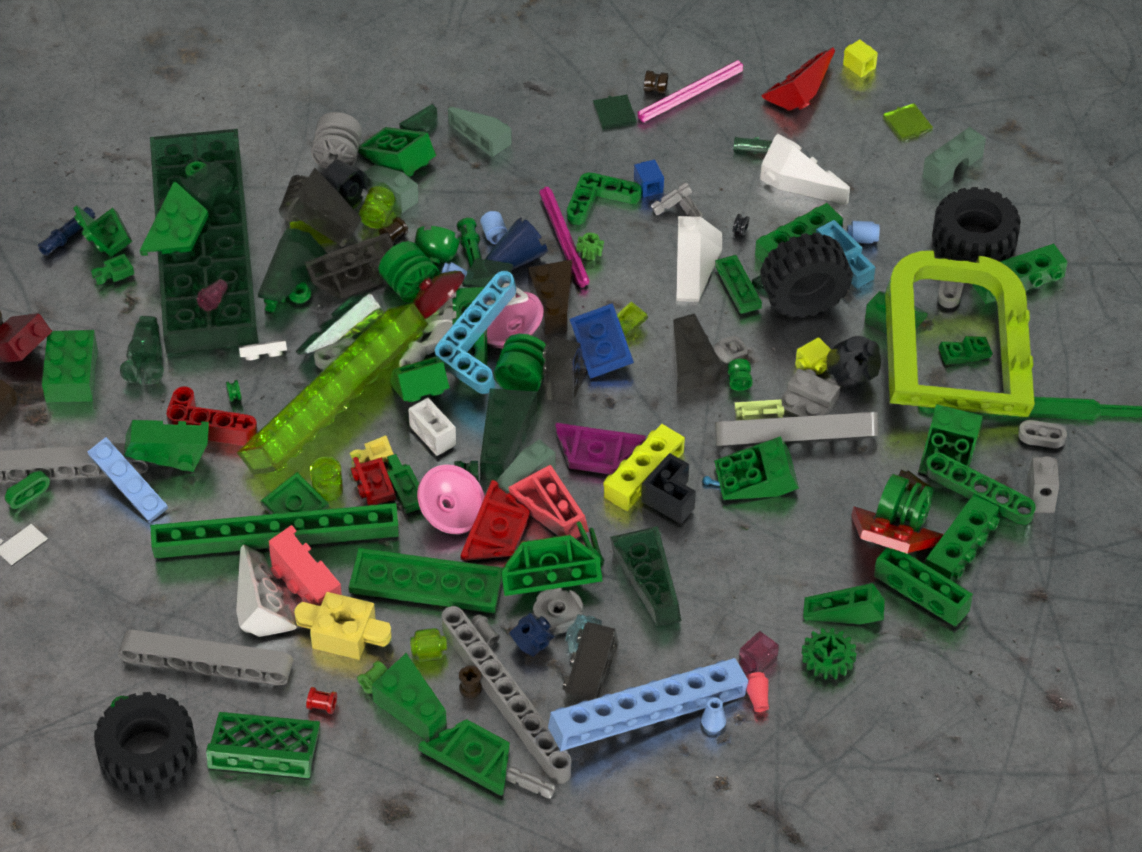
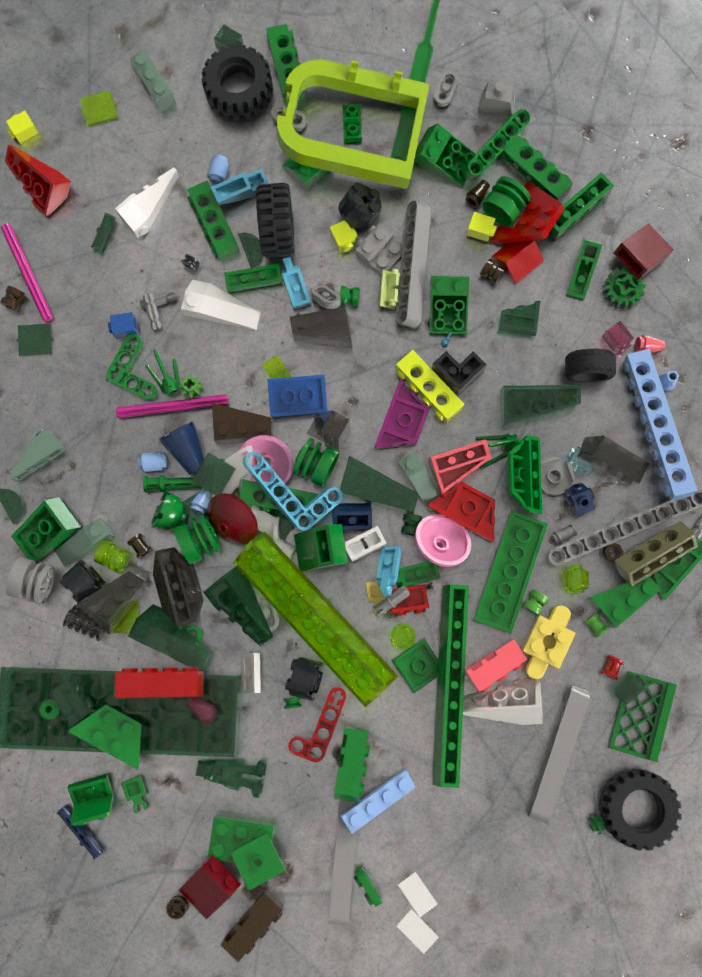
camera: 75 degrees left, 30 degrees up
(48, 369) = (257, 861): none -> green plate
(237, 247) = (159, 684): none -> red brick
(262, 392) = (304, 678): none -> black brick
(295, 714) = (630, 688): none -> clear green brick
(367, 457) = (391, 601): none -> light grey axle
(391, 609) = (535, 602): none -> bright green wheel
(404, 449) = (388, 568): none -> medium azure hinge
(464, 409) = (353, 516): none -> dark blue brick
(474, 712) = (656, 553): none -> olive brick
(590, 224) = (169, 384): none -> green plant
(707, 615) = (590, 365): none -> black tyre
(741, 322) = (295, 285): none -> medium azure hinge
(756, 550) = (520, 319): none -> clear green wing
(811, 511) = (494, 272): none -> dark brown wheel
(835, 539) = (518, 259): none -> red slope
(865, 488) = (481, 227): none -> neon yellow brick
(882, 661) = (643, 251): none -> dark red brick
(1031, 217) = (226, 37): none -> clear green brick

